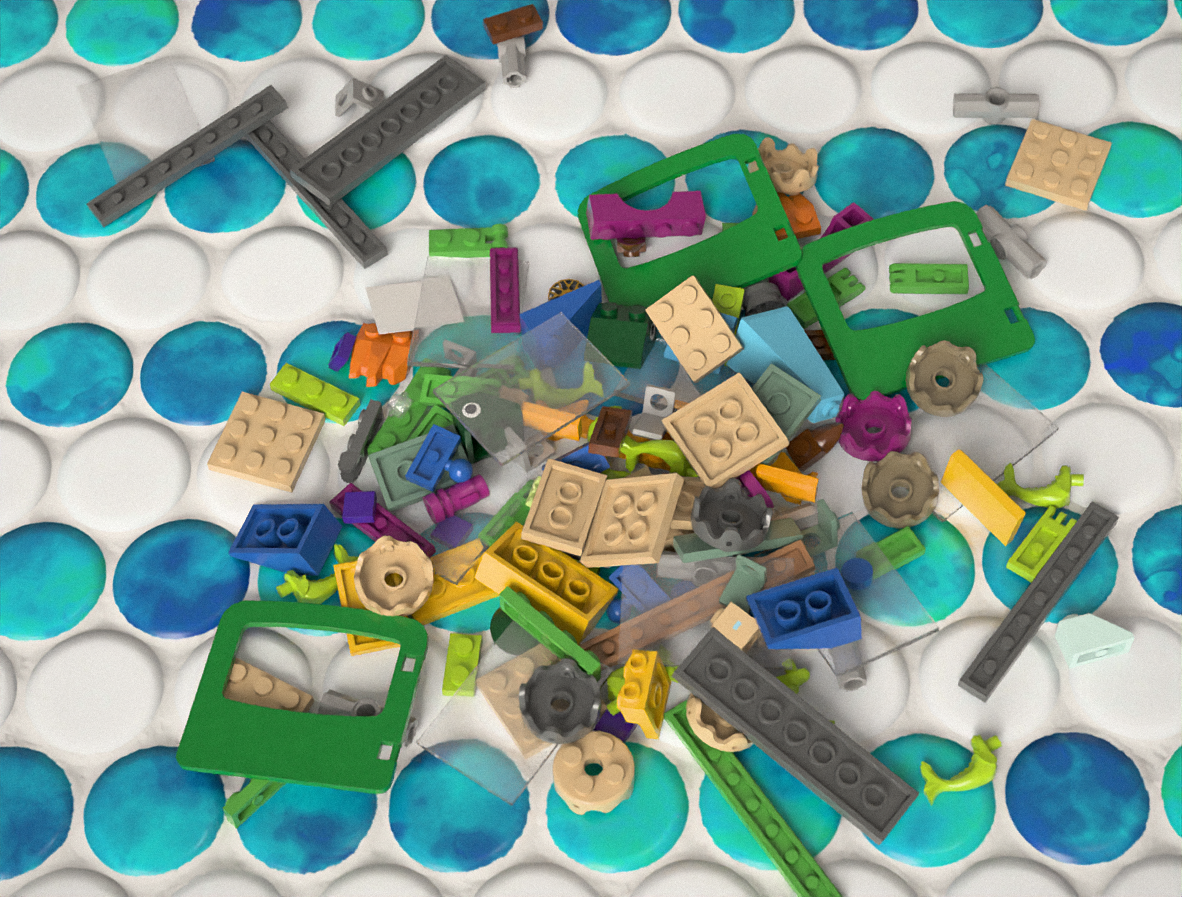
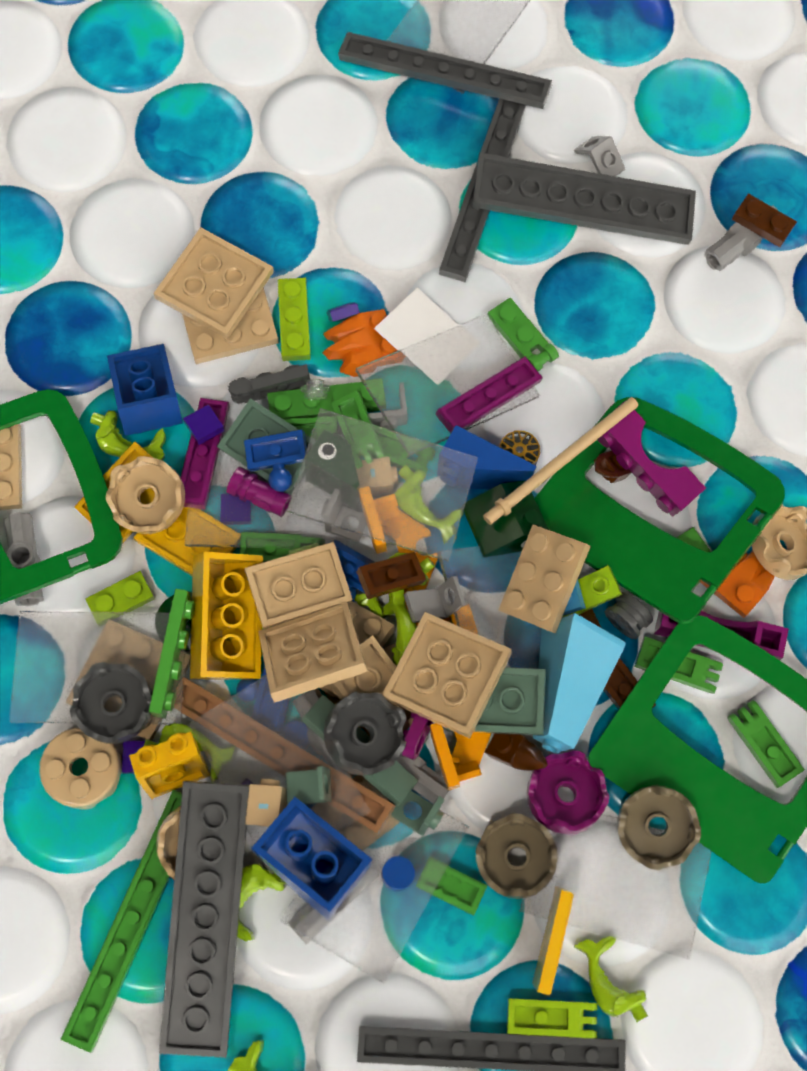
camera: 50 degrees right, 15 degrees up
(237, 425) = (214, 282): none -> tan plate
(613, 321) = (504, 506): none -> tan bar

